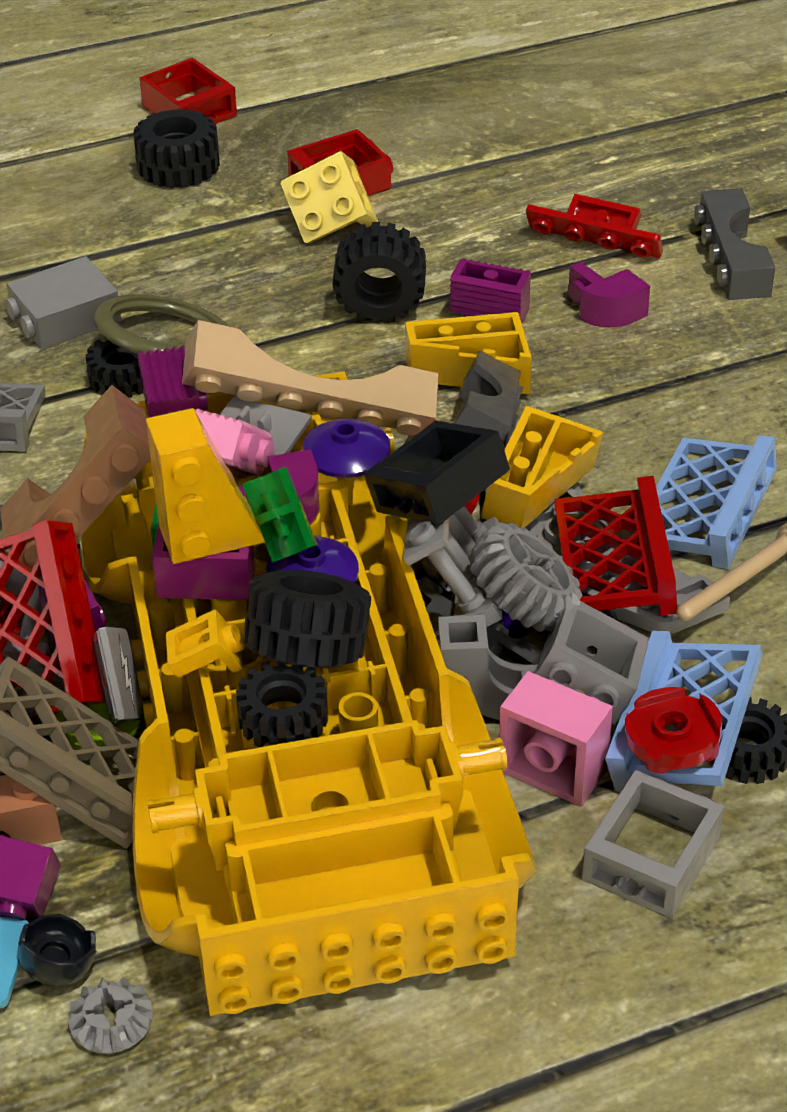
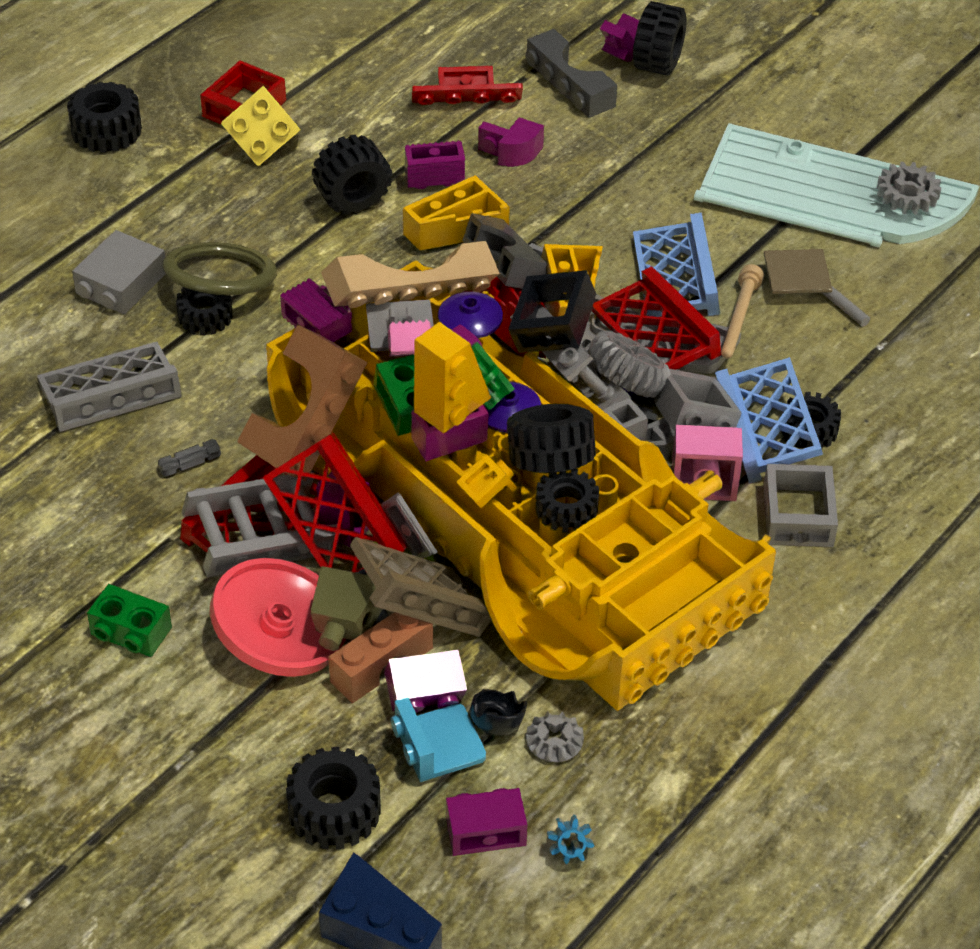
camera: 30 degrees left, 5 degrees up
(213, 94) = (97, 61): red window -> none
(673, 749) = (778, 444): red plate -> none

